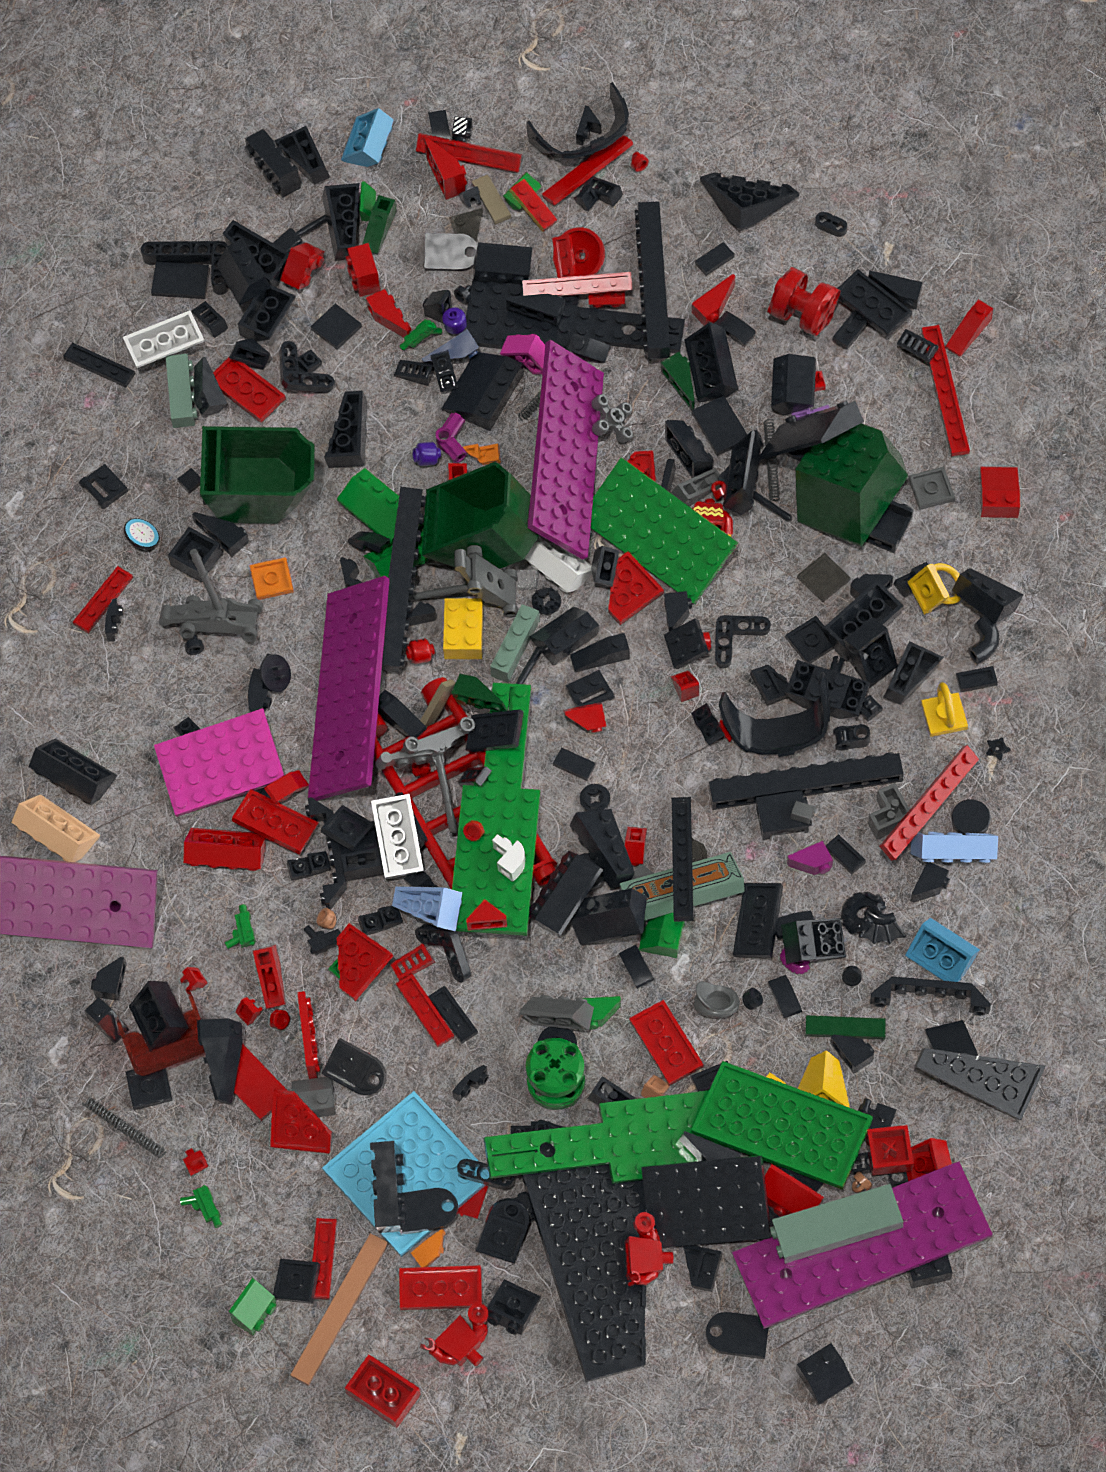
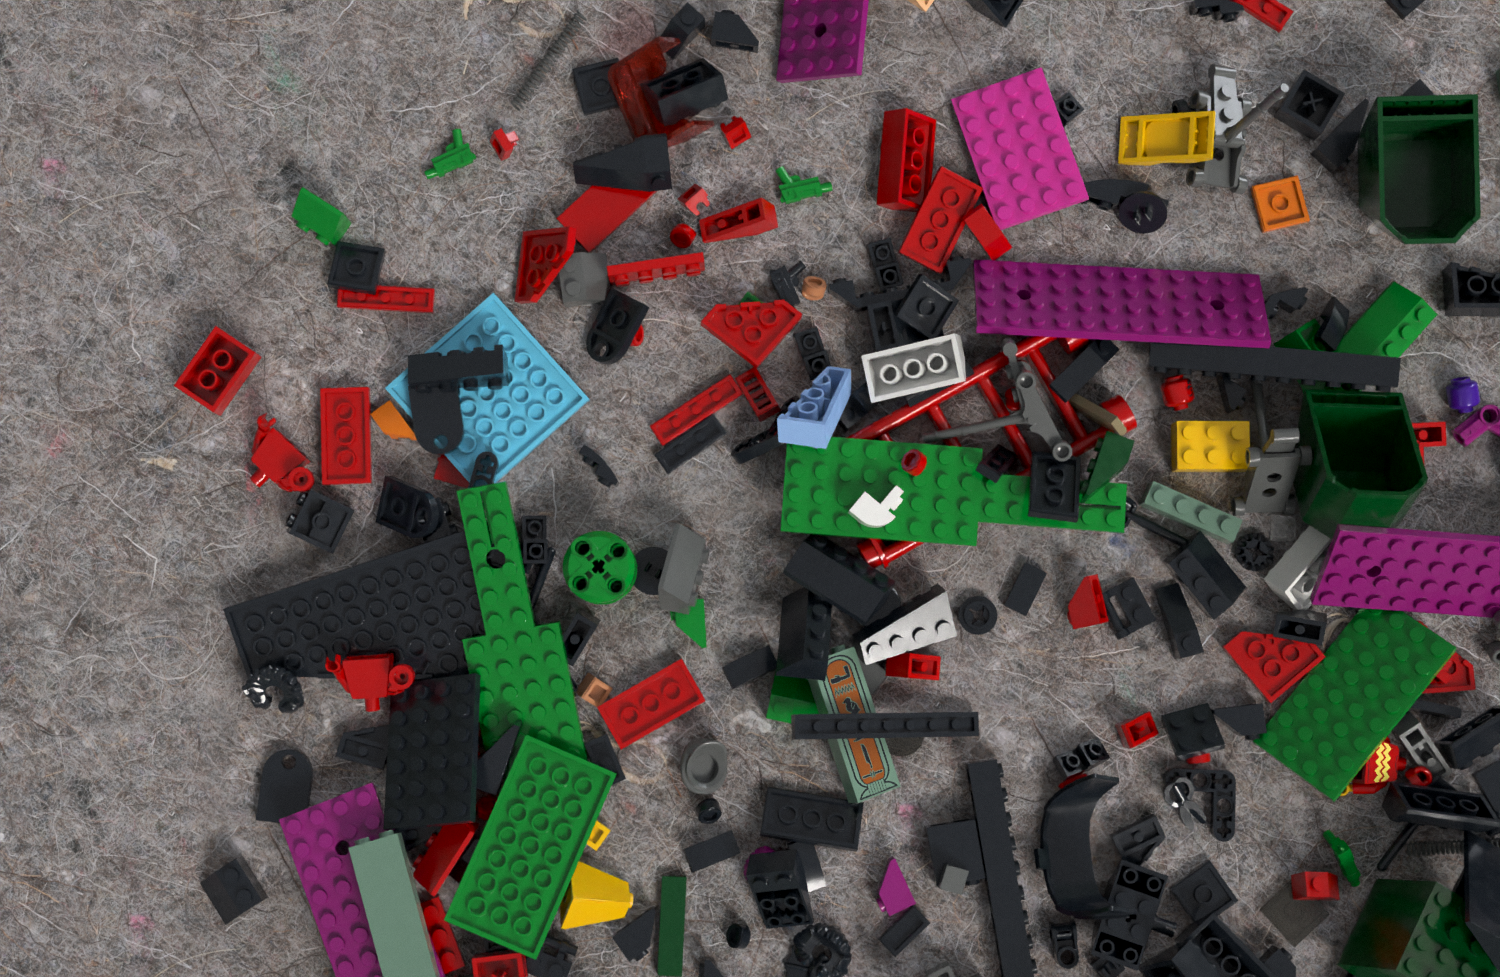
camera: 80 degrees right, 20 degrees up
(141, 533) = (1338, 37): piece -> none
(217, 654) = (1167, 138): none -> yellow slope
(339, 1309) = (323, 319): nougat tile -> none
(484, 454) = (1465, 470): orange slope -> none
(486, 917) = (795, 479): red slope -> none
(644, 1334) = (274, 676): none -> black piece
(743, 651) = (1183, 802): none -> black piece
(781, 540) = (1344, 858): none -> green piece
(803, 561) = (1315, 886): none -> red slope
(865, 1183) = (470, 943): nougat tile -> none

